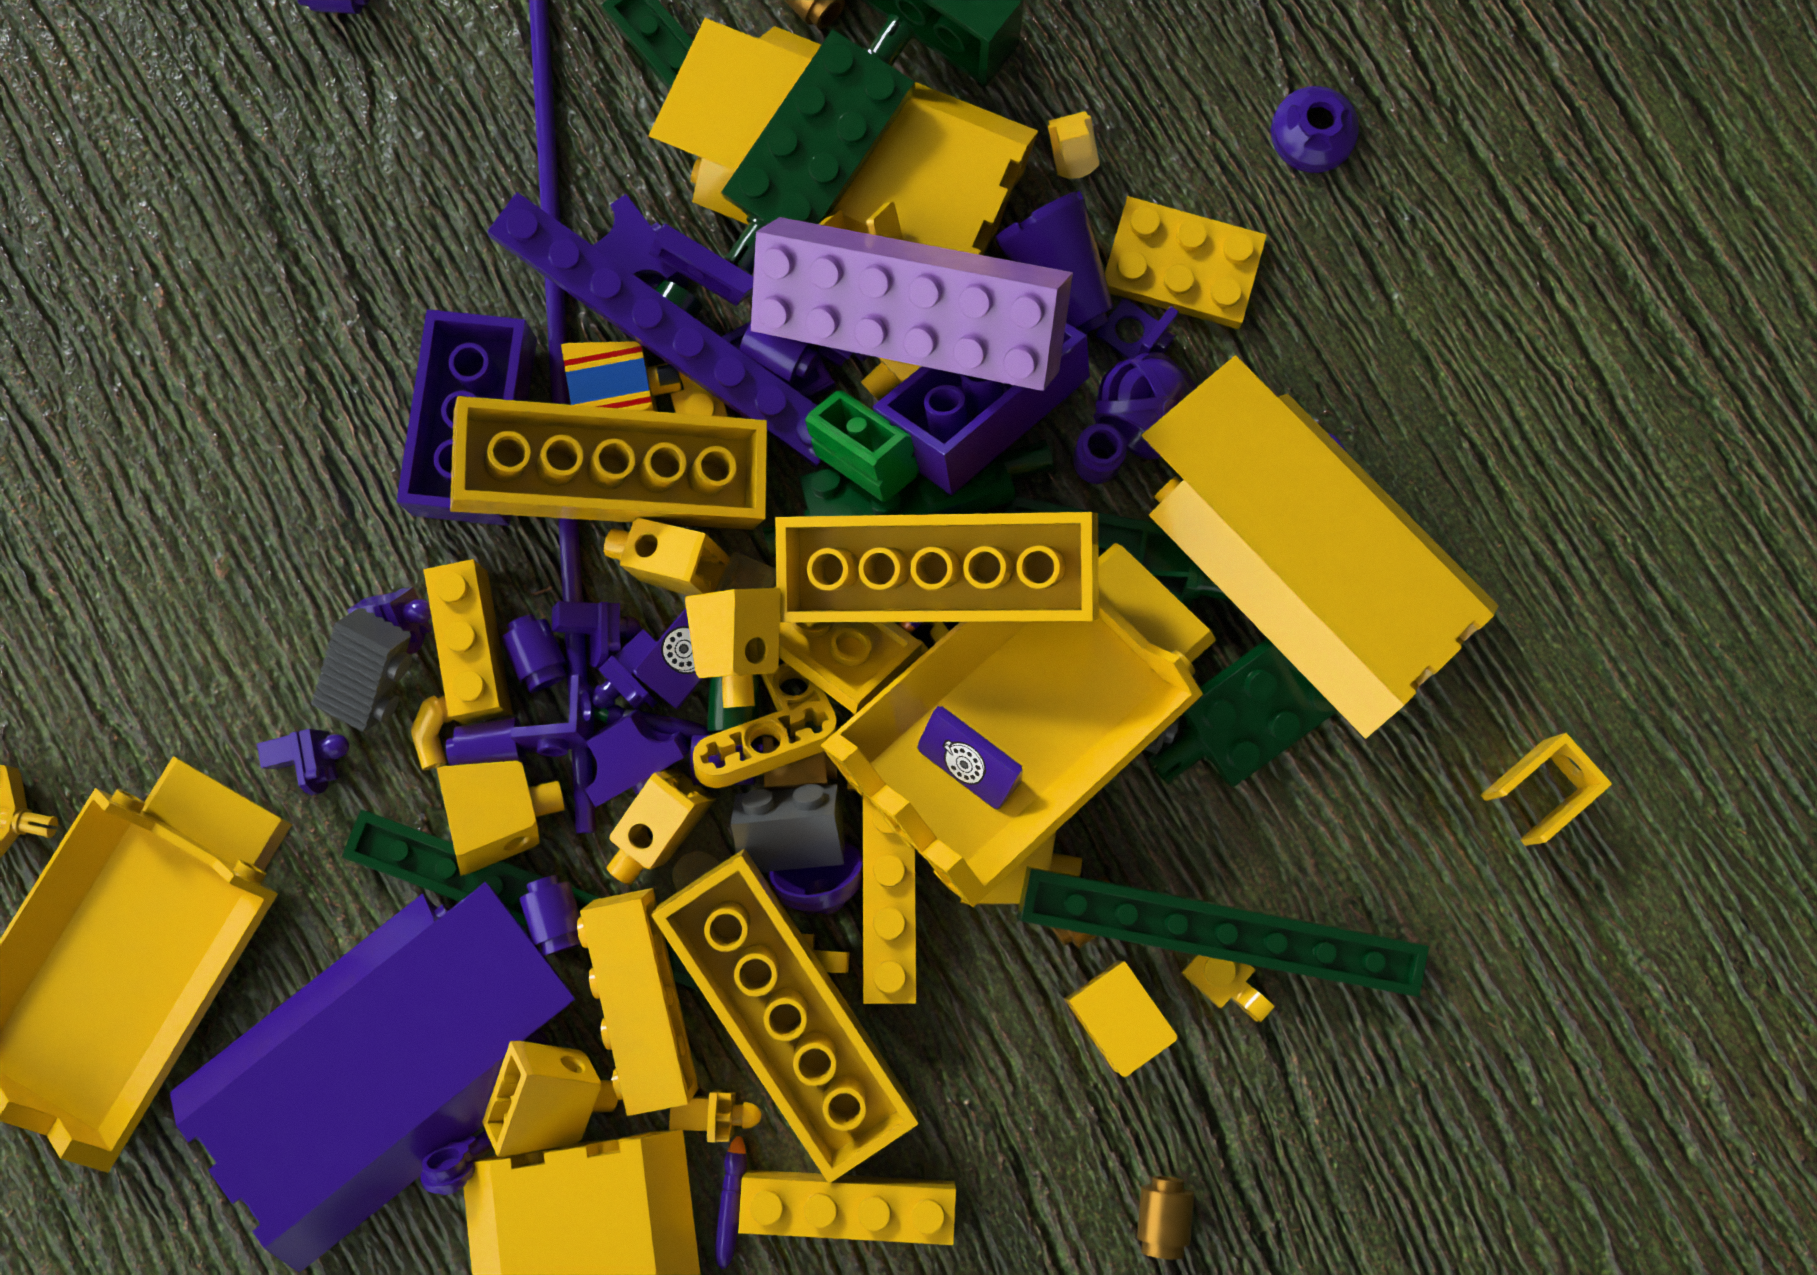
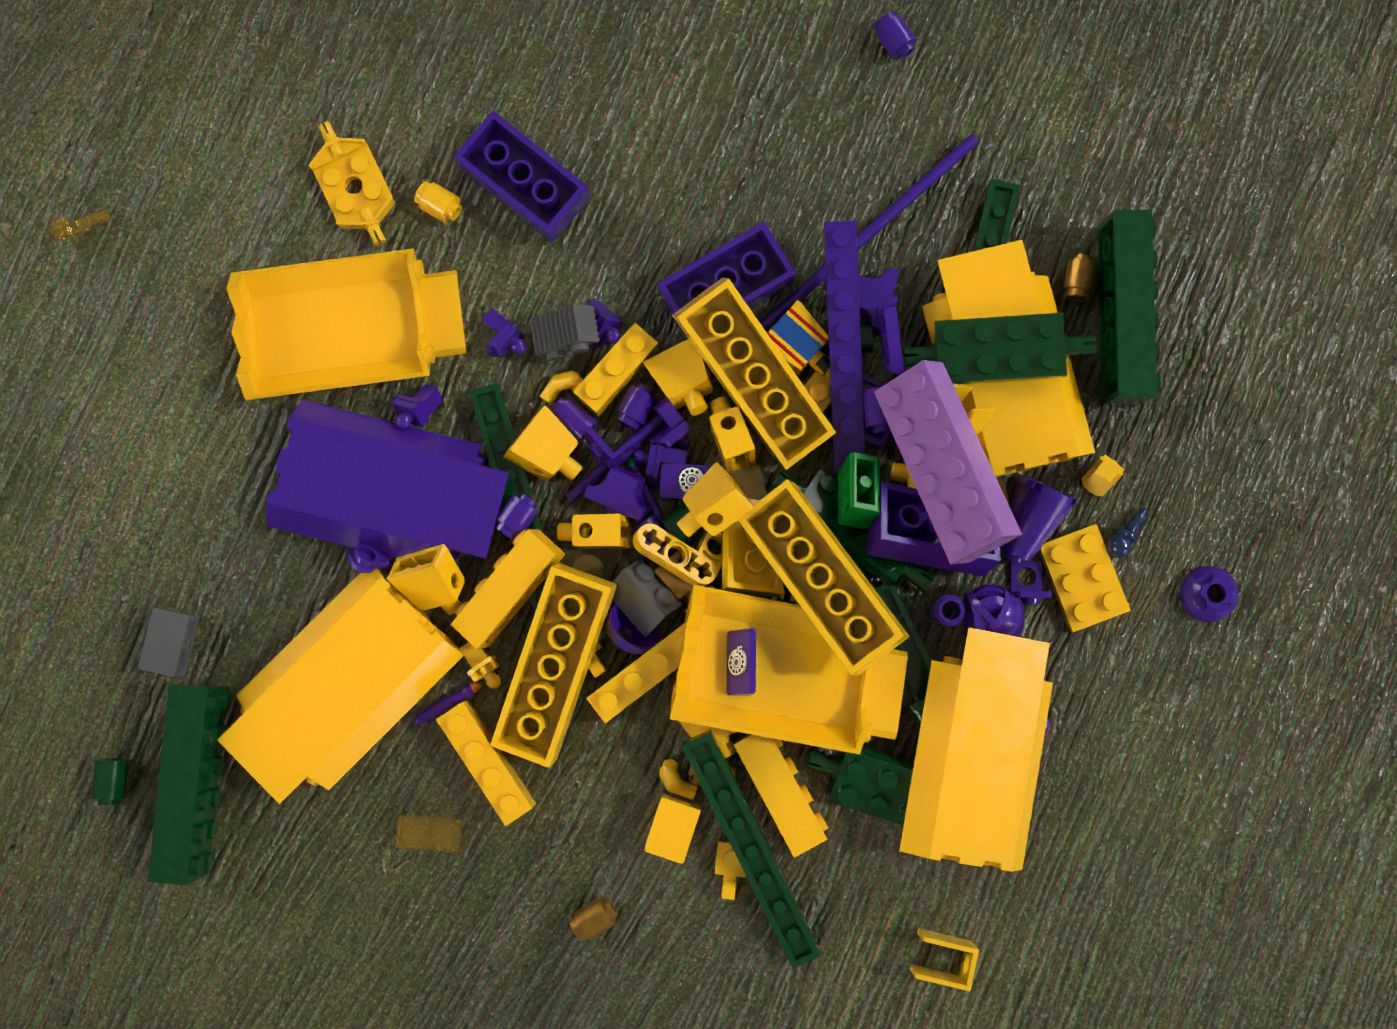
camera: 50 degrees right, 5 degrees up
(63, 710) = (438, 202): none -> yellow brick
(119, 574) = (522, 176): none -> dark purple brick
(307, 945) = (416, 409): none -> dark purple piece
(541, 563) = (682, 376): none -> yellow torso
(1061, 972) = (673, 781): none -> yellow arm
(1174, 186) = (1120, 544): none -> dark blue bar
(1176, 838) = (781, 793): none -> yellow brick

